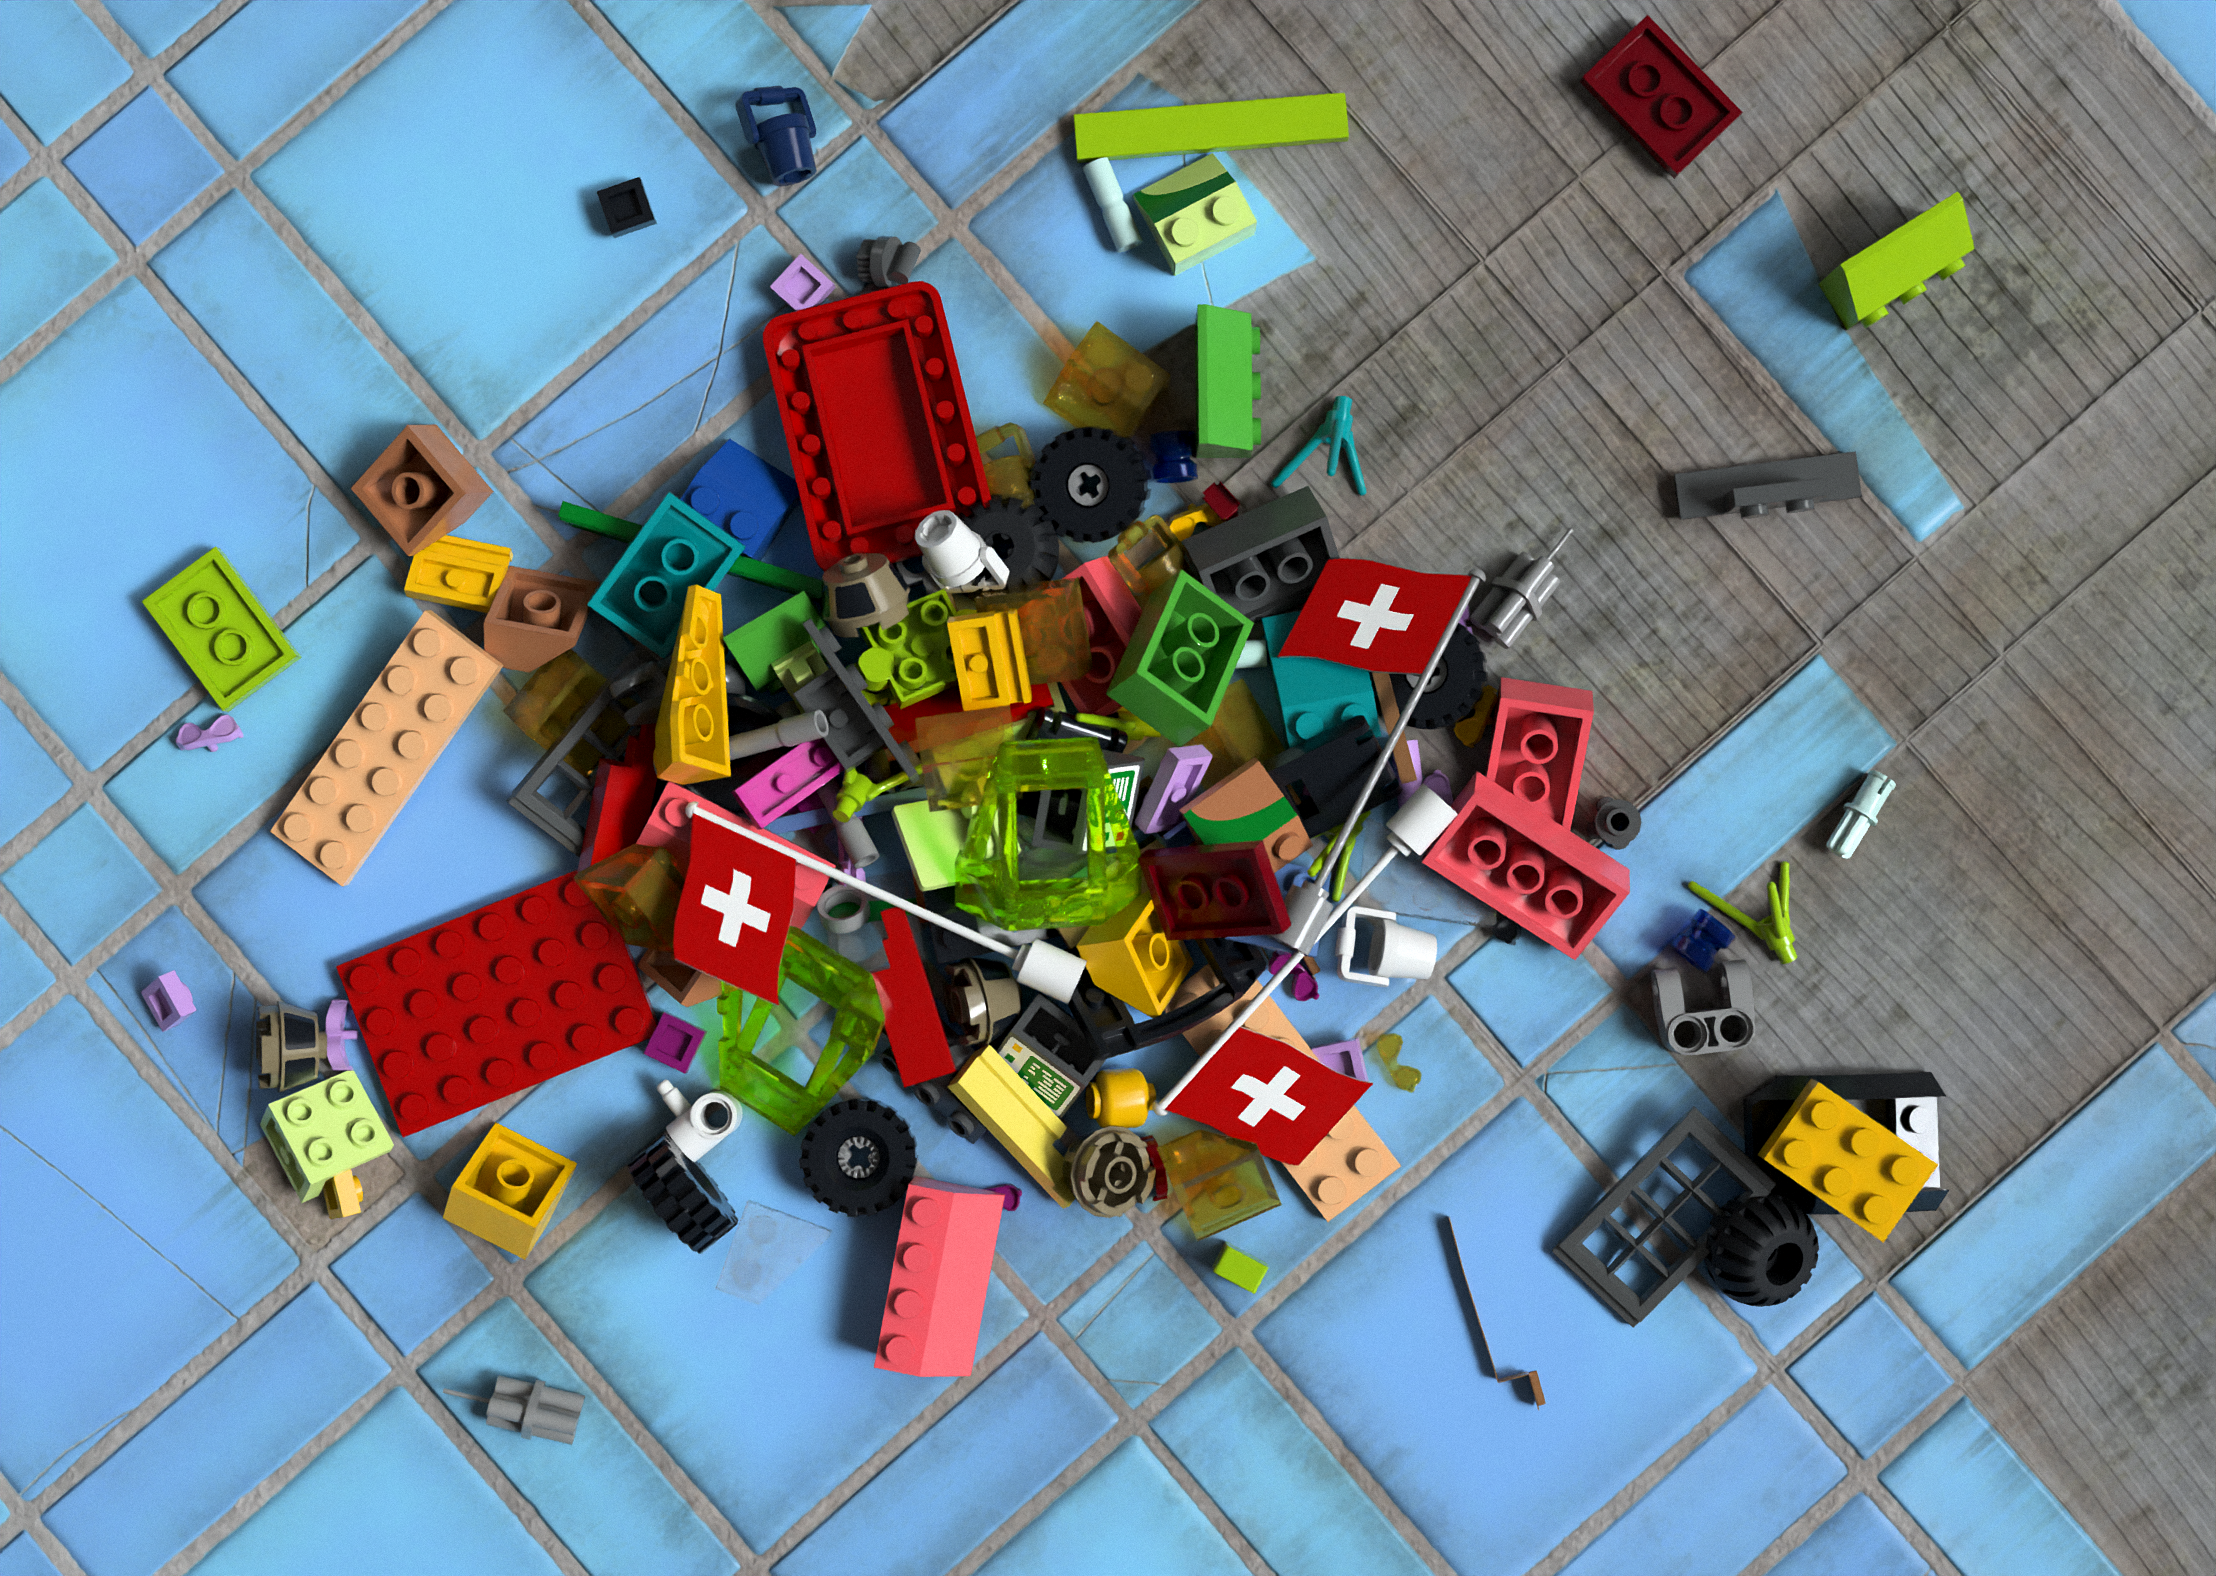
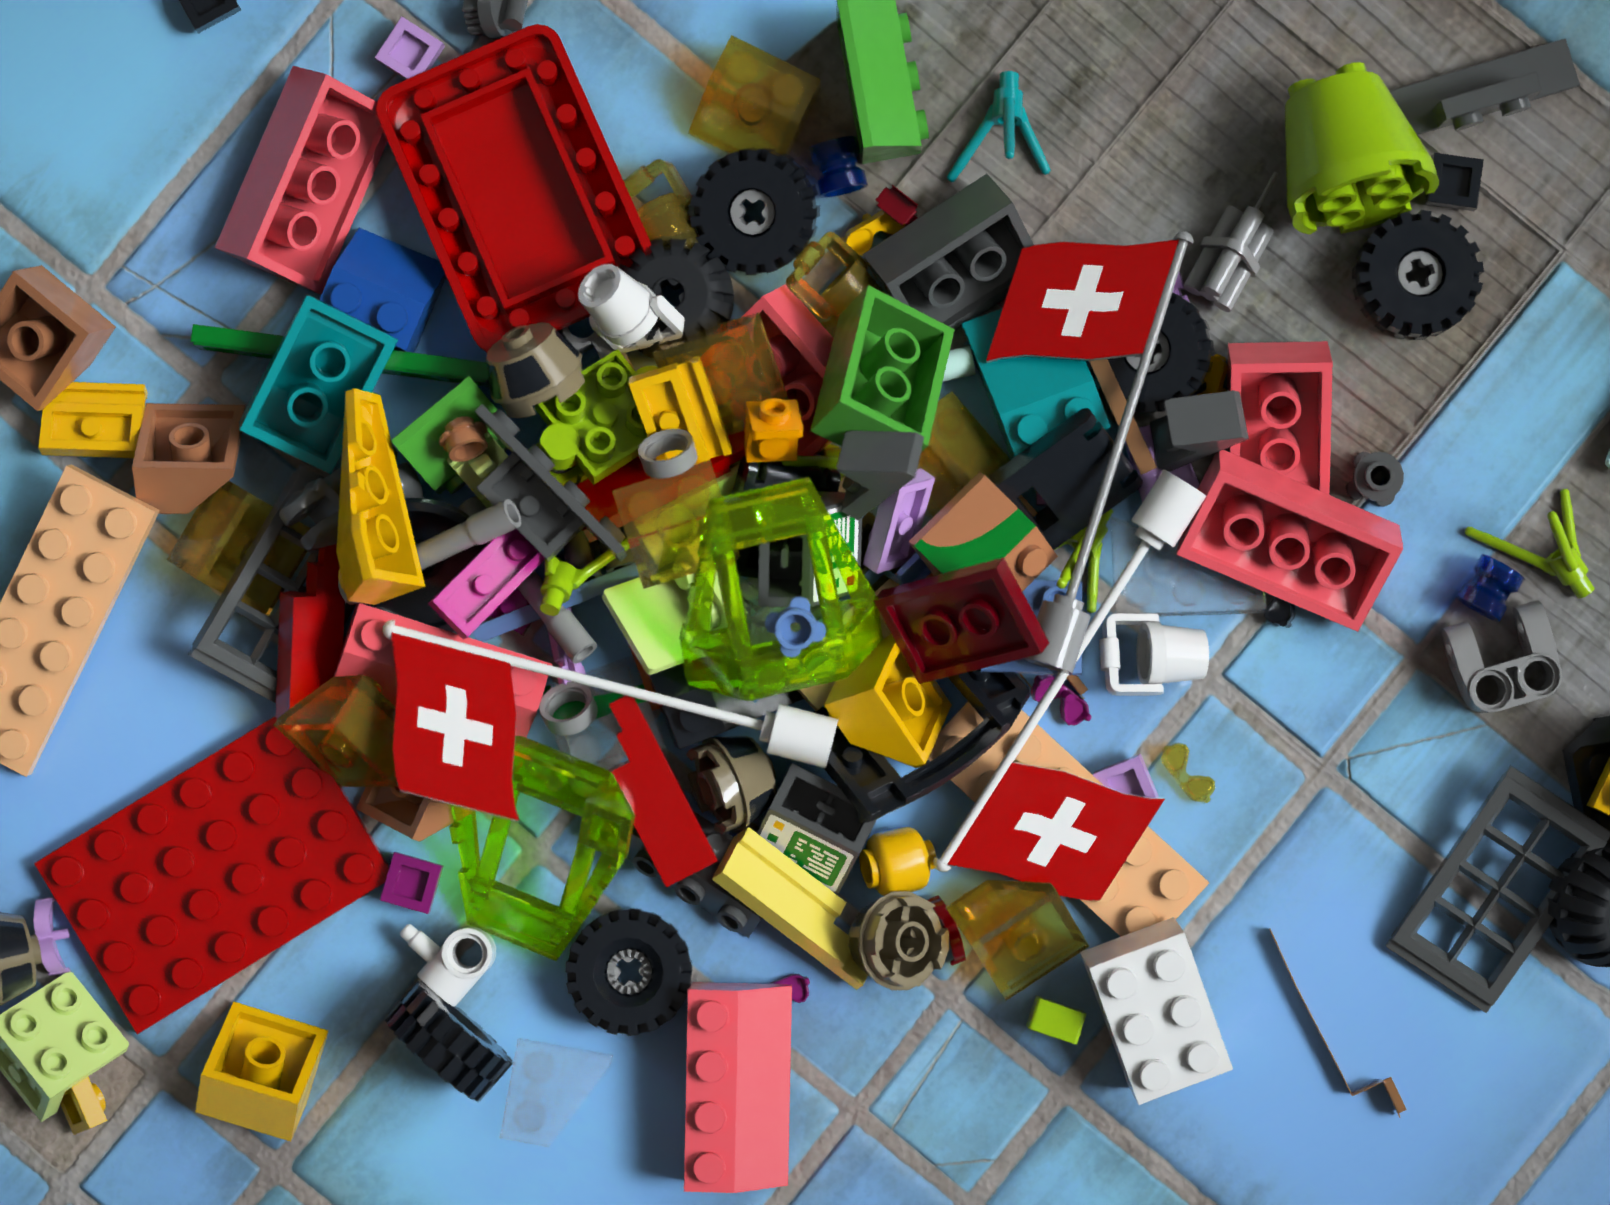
camera: 10 degrees left, 0 degrees up
(688, 387) = (305, 180): none -> coral slope
(789, 647) = (464, 439): none -> nougat plate
(967, 682) = (663, 442): none -> light grey piece
(1058, 884) = (792, 641): none -> medium blue plate
(1071, 687) = (772, 430): none -> light orange bracket
(1160, 737) = (876, 467): none -> dark grey slope
(1333, 1275) = (1156, 1010): none -> white brick
(1460, 750) = (1197, 428): none -> dark grey slope
(1642, 523) = (1351, 153): none -> lime cone
(1668, 670) = (1403, 304): none -> black bush
(1732, 565) = (1458, 182): none -> black plate

